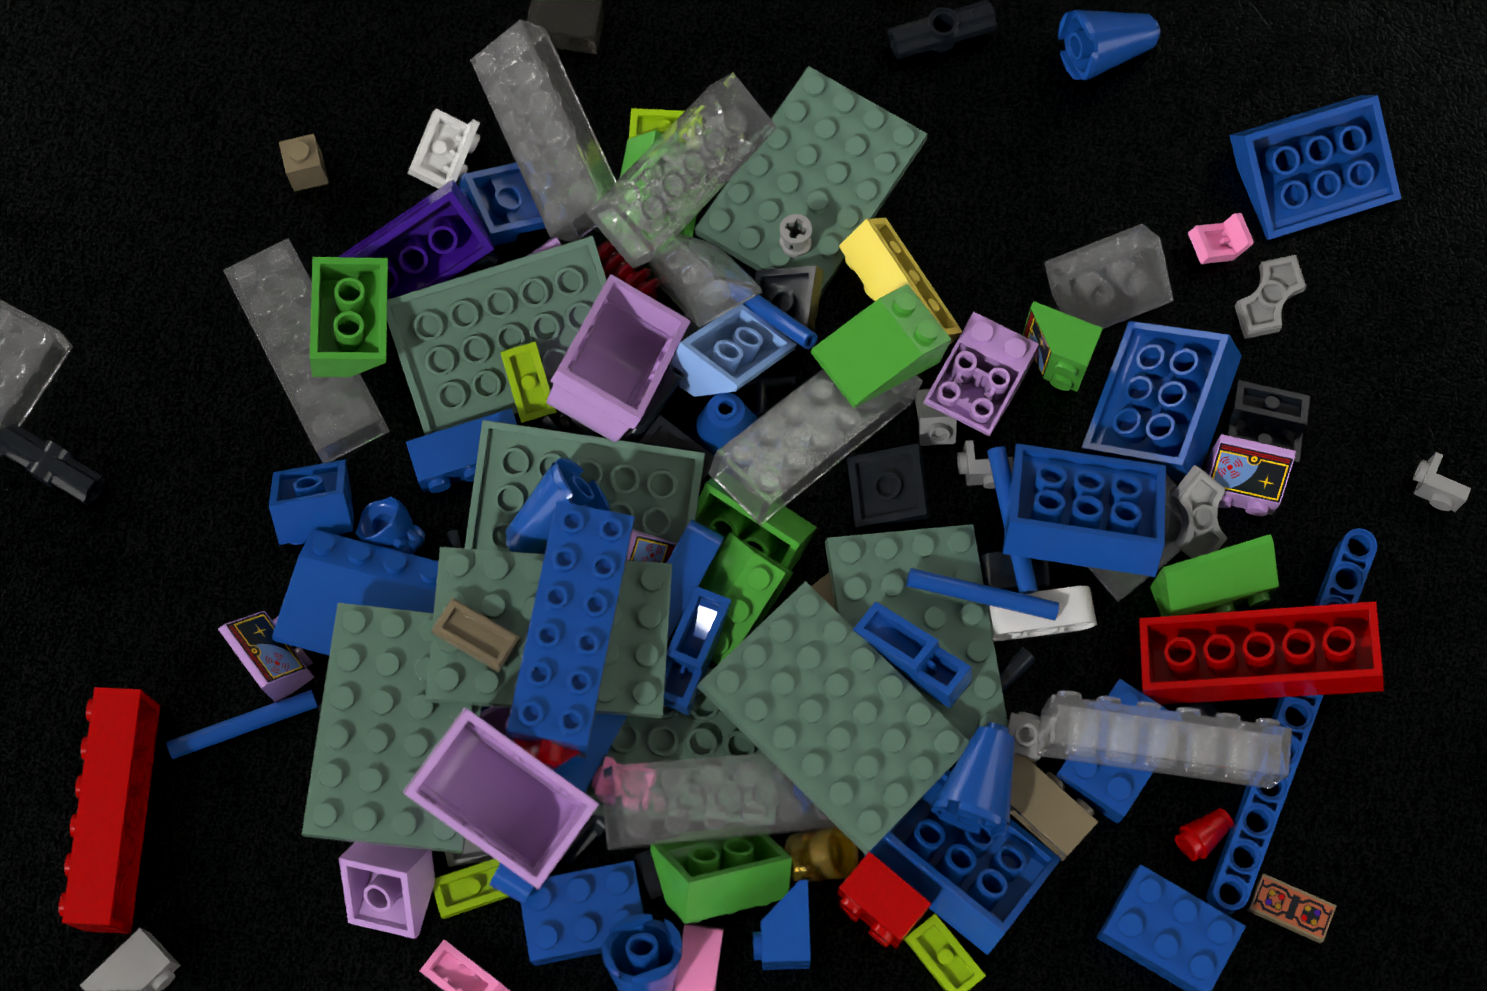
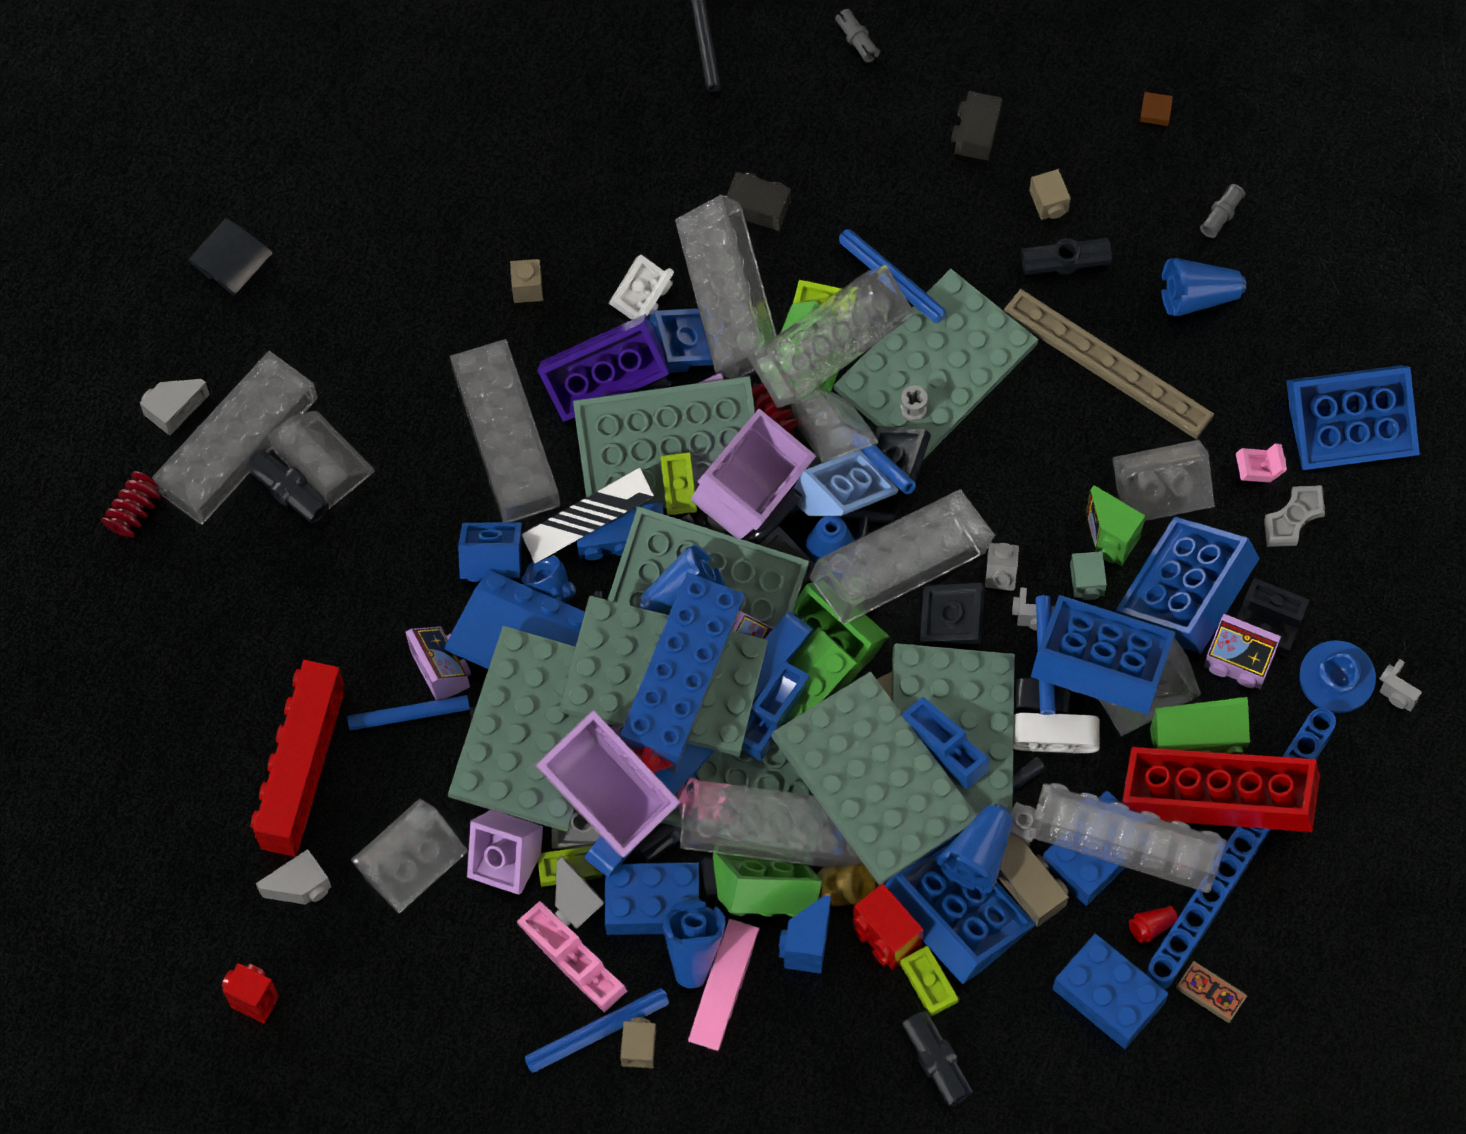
camera: 10 degrees right, 5 degrees down
(84, 418) = (320, 455): none -> clear slope
(270, 910) = (409, 855): none -> clear slope
(348, 315) = (546, 407): bright green slope -> none
(423, 440) = (587, 515): none -> white sticker
(475, 635) = (606, 665): dark tan tile -> none
(486, 928) = (574, 895): none -> light grey slope
(716, 70) = (910, 290): none -> blue axle
(882, 346) = (966, 501): bright green slope -> none
(887, 265) = (991, 460): light yellow brick -> none
(982, 374) = (1044, 537): lavender slope -> none
(982, 594) = (1010, 707): blue piece -> none
(1016, 150) = (1109, 364): none -> dark tan tile
(1042, 411) = (1088, 575): none -> sand green brick
(1199, 502) = (1198, 665): light grey tile -> none
(1360, 484) = (1337, 676): none -> blue piece

